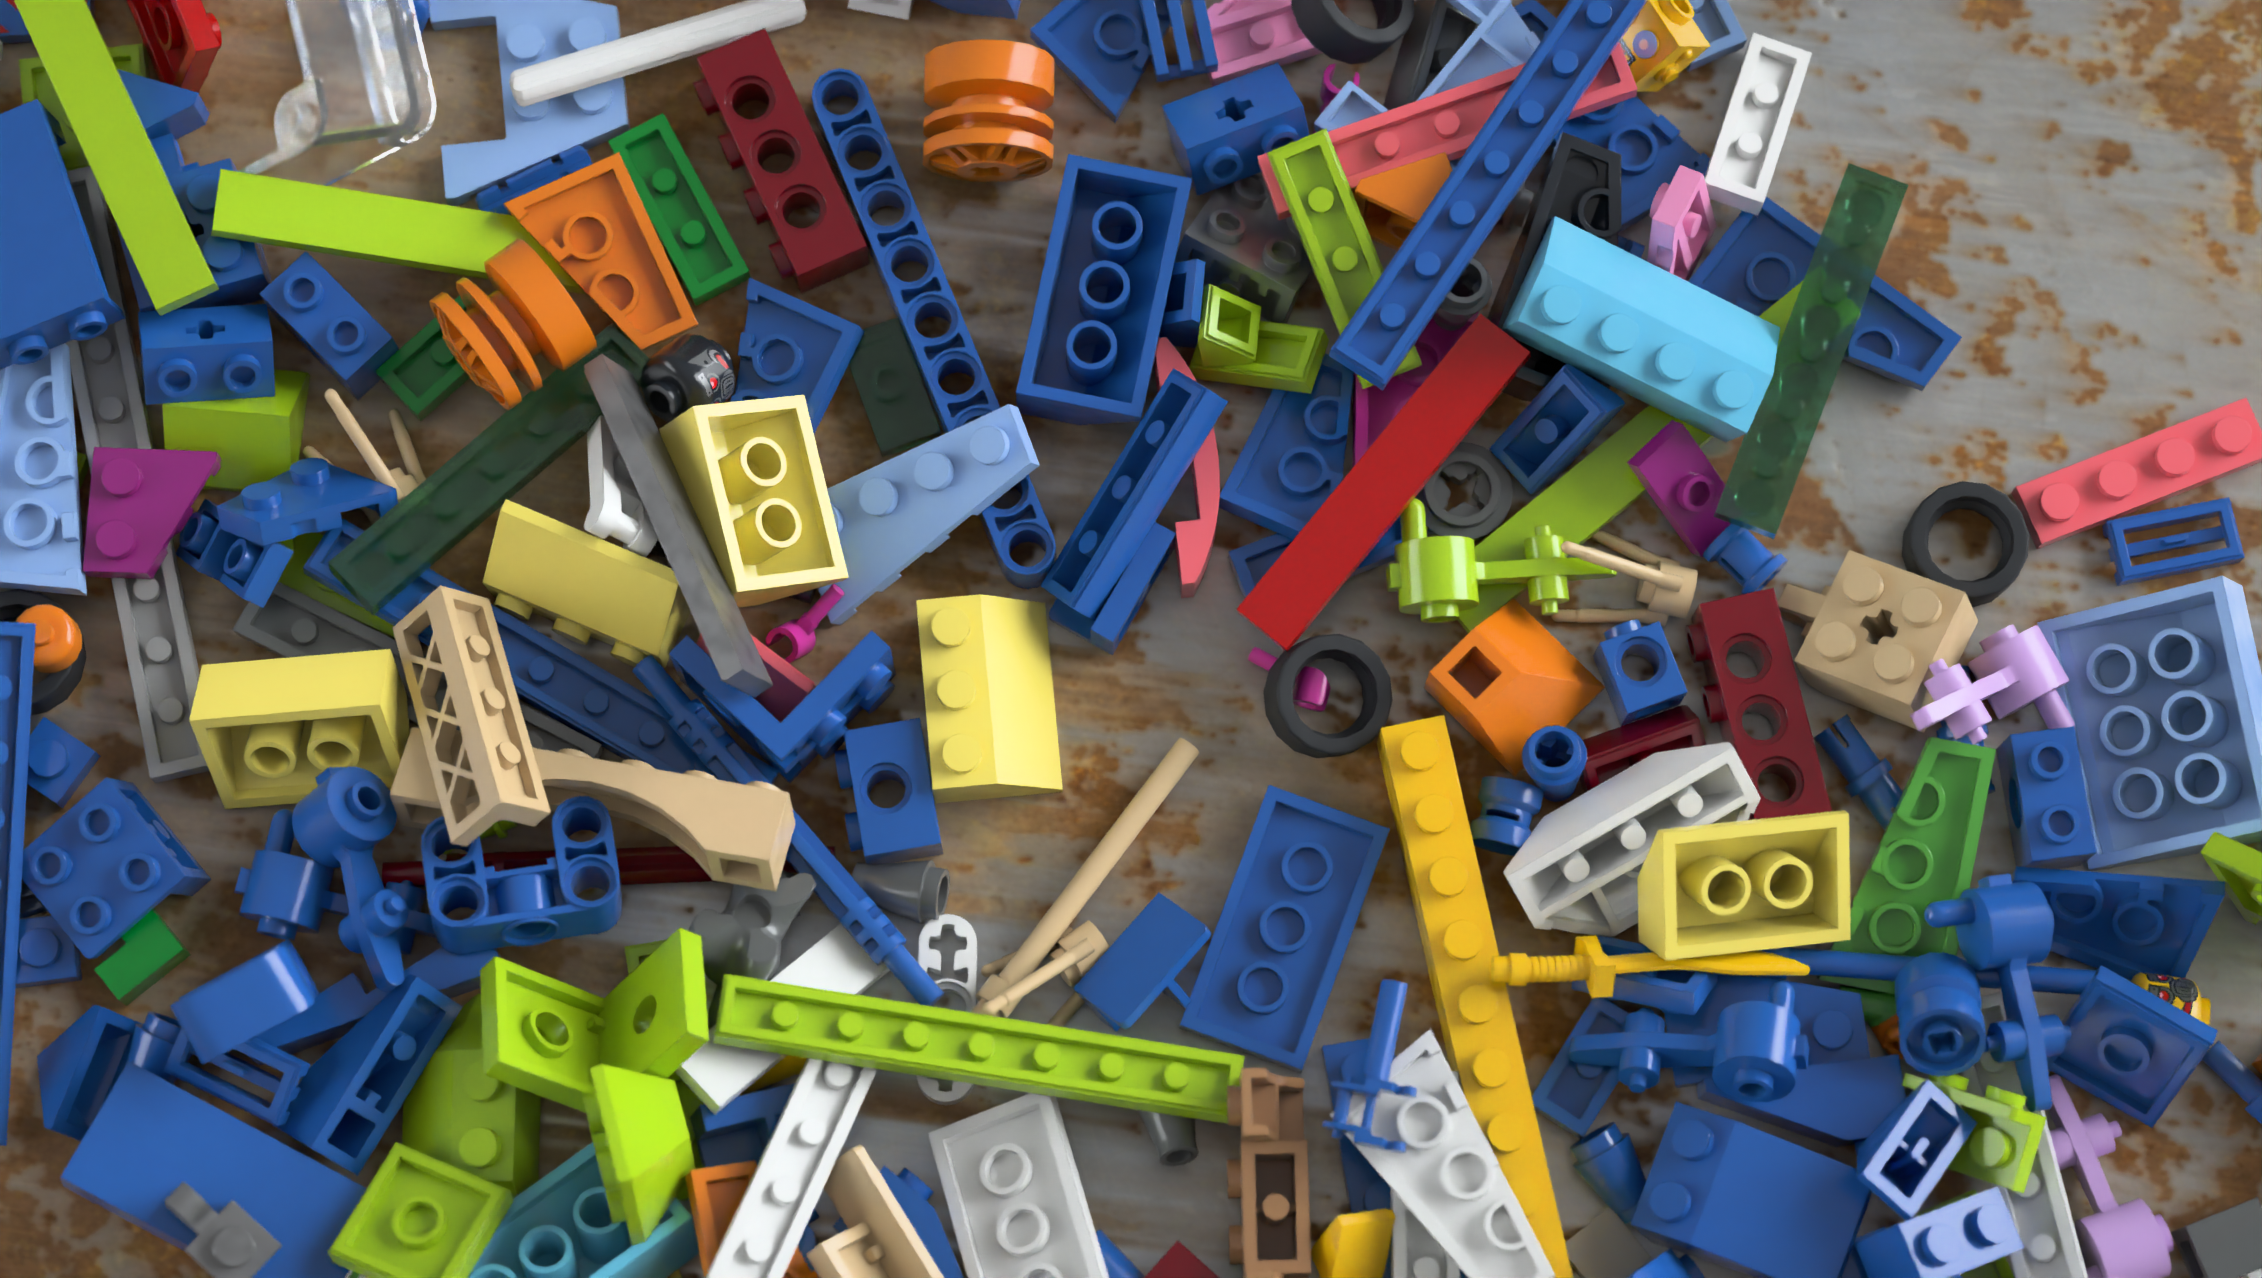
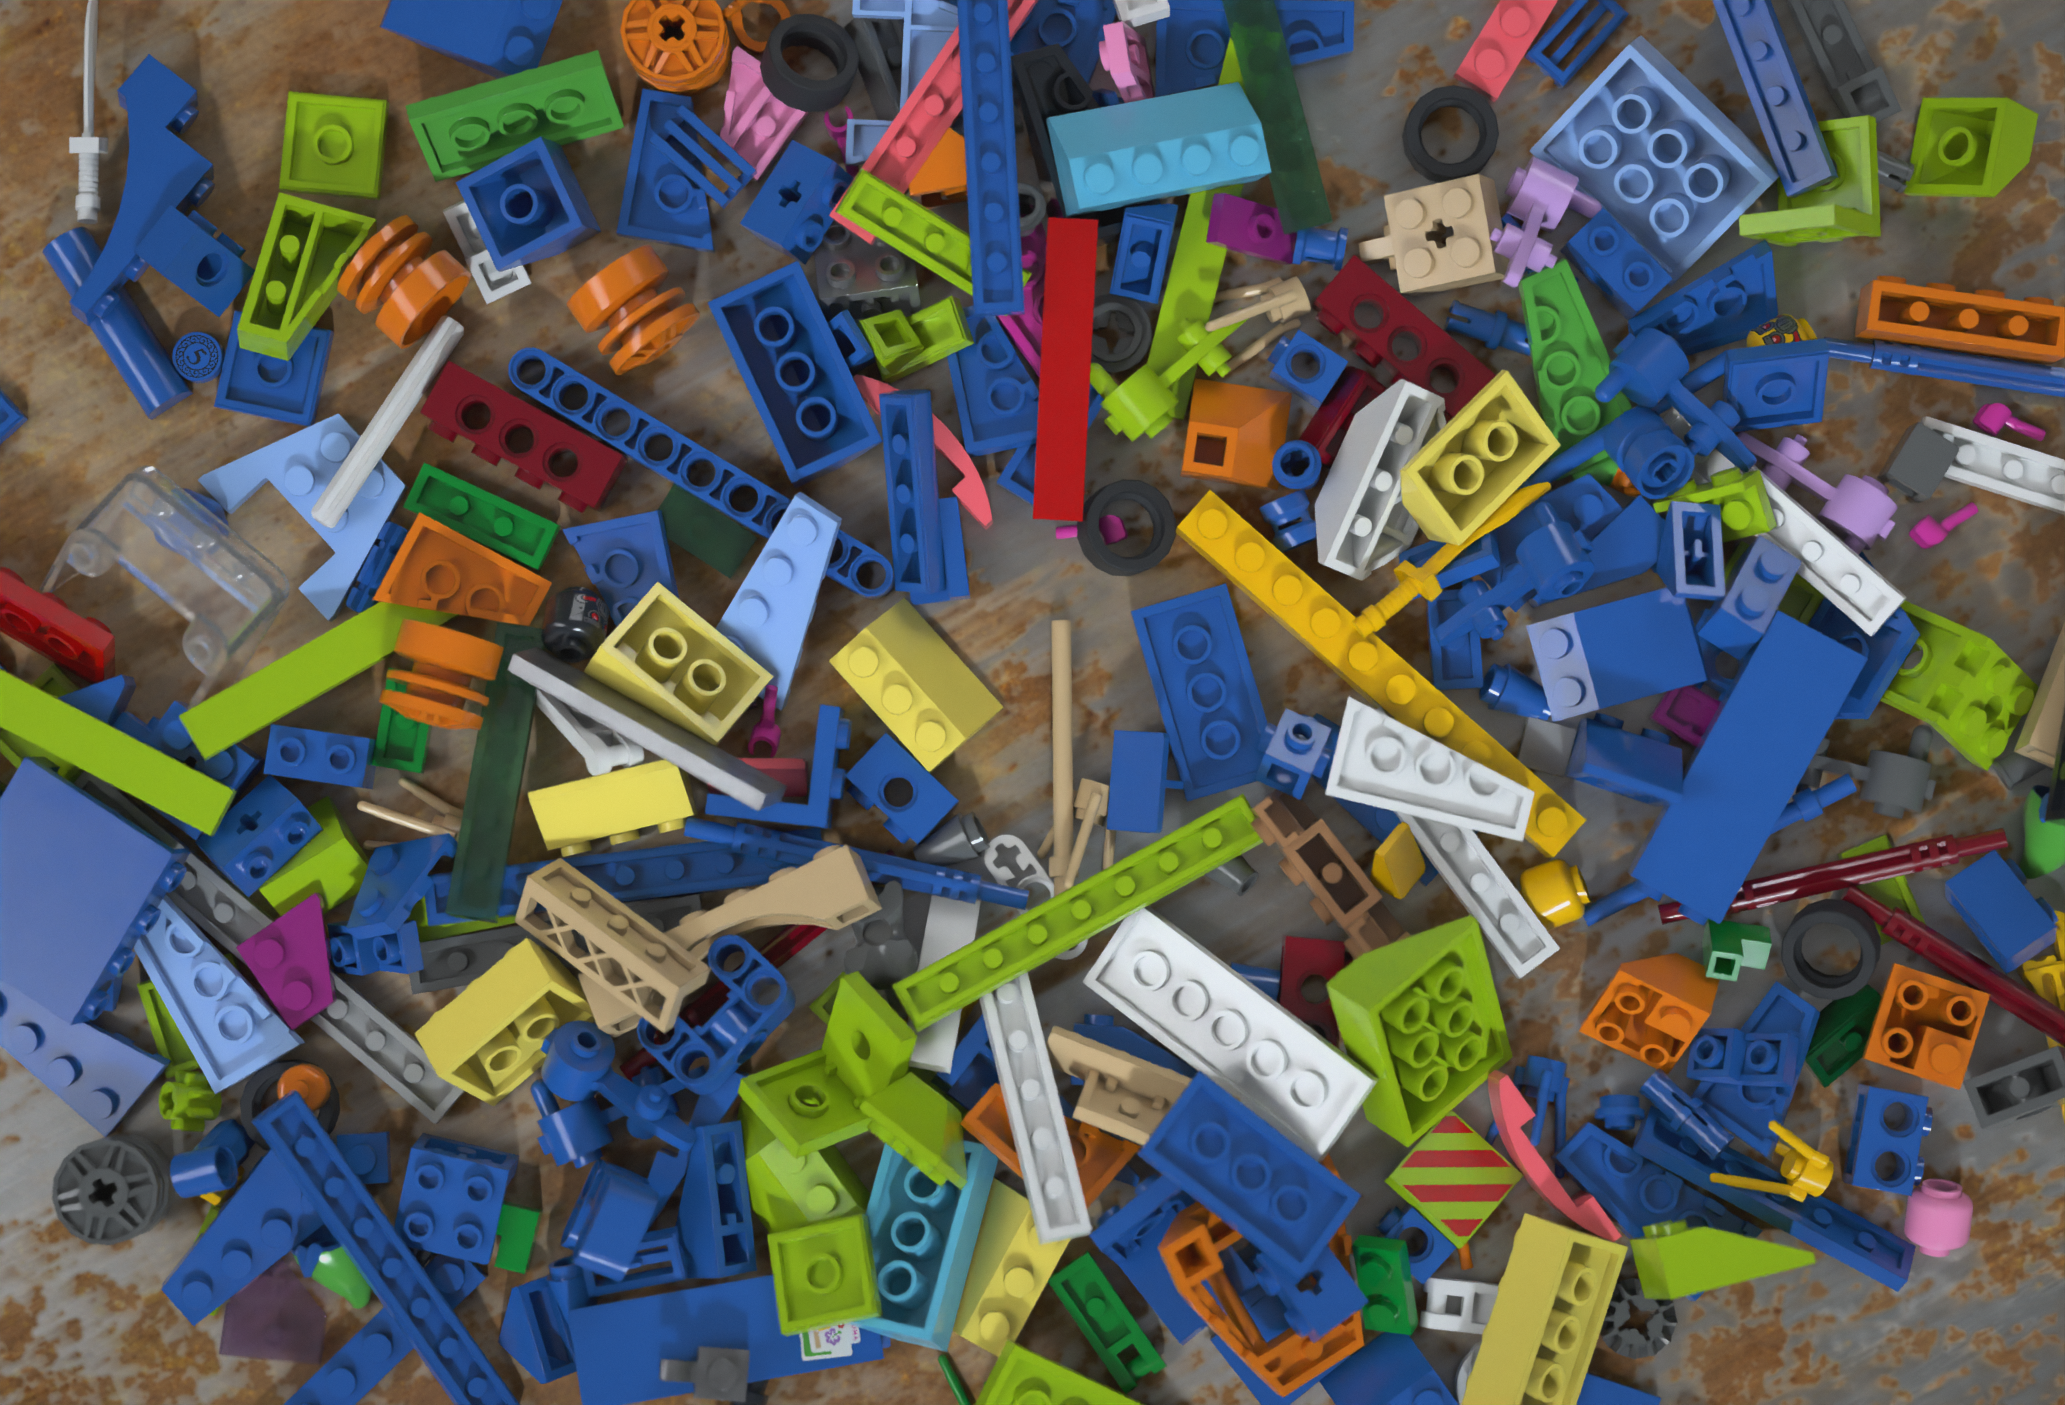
camera: 35 degrees left, 10 degrees up
(1323, 1048) = (1293, 753): none -> blue brick
(1377, 1072) = (1335, 747): blue piece -> none

